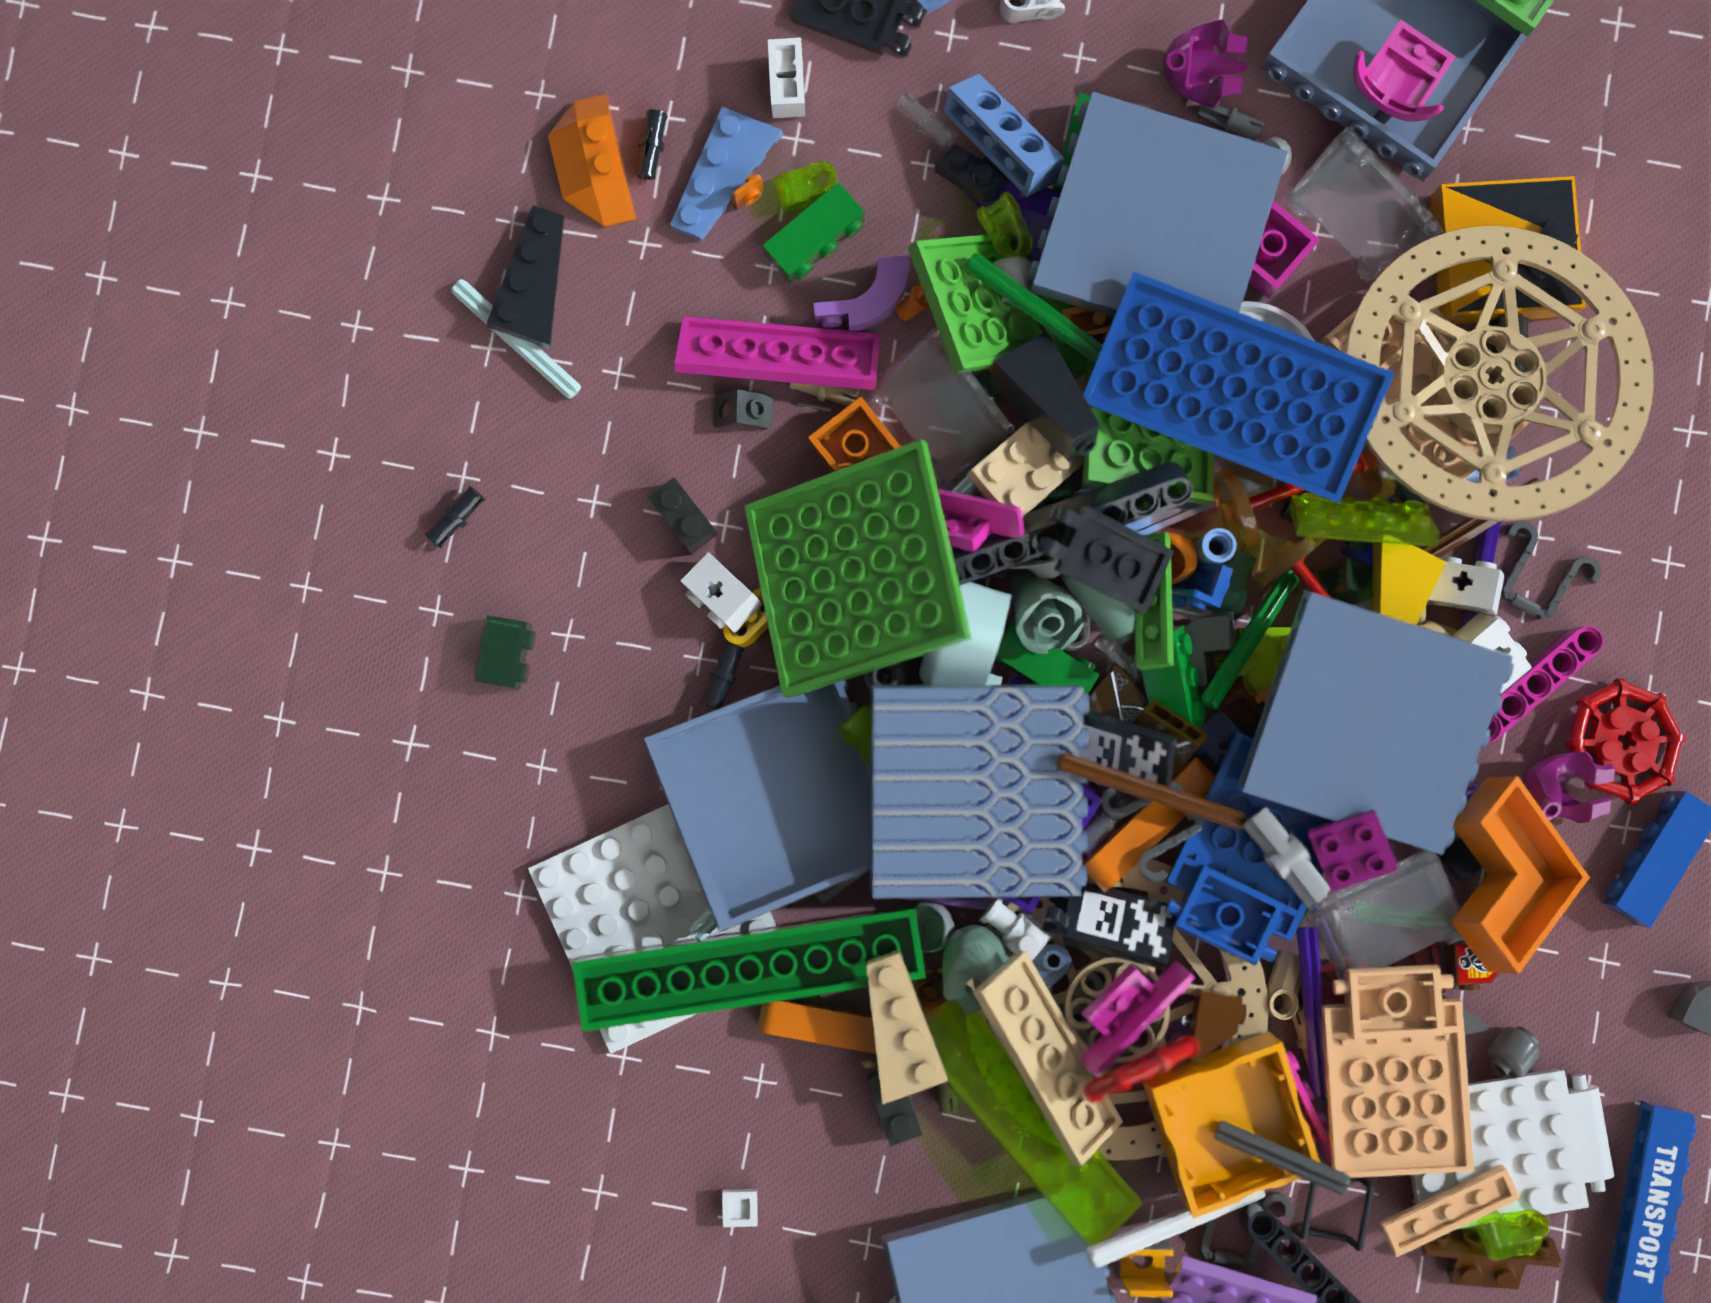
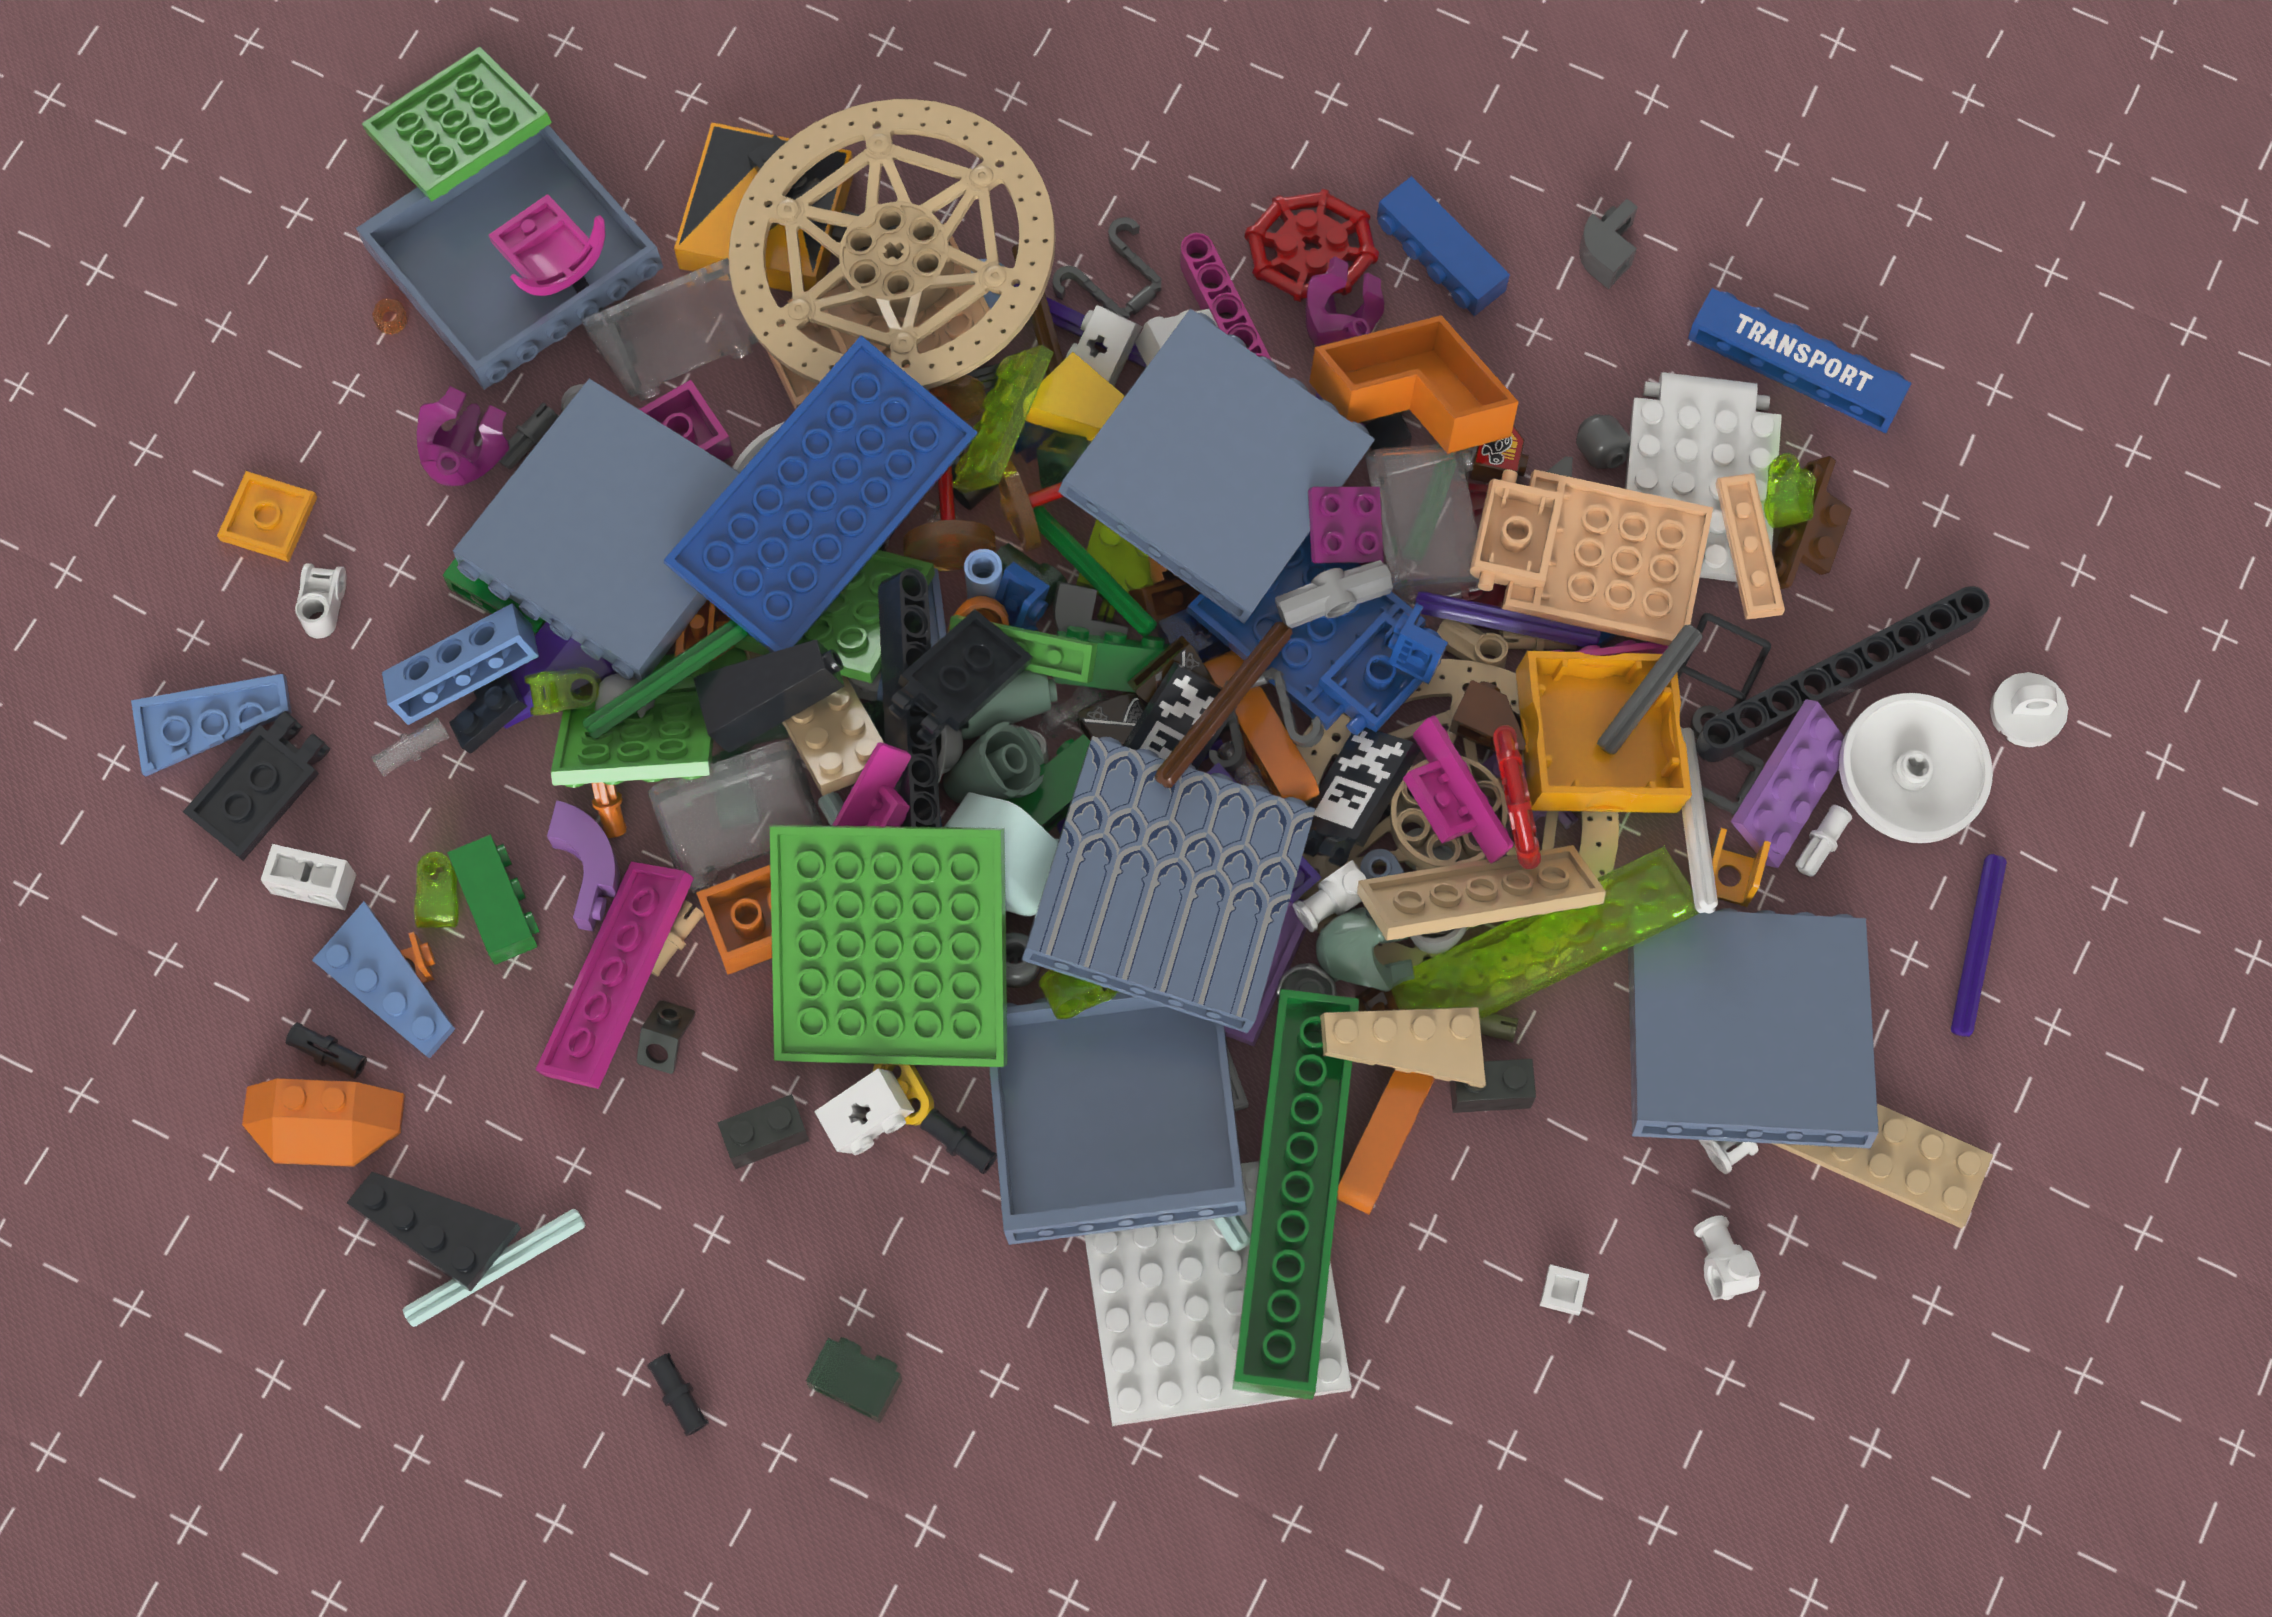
camera: 75 degrees left, 15 degrees down
(1249, 944) = (1416, 648): none -> blue bracket

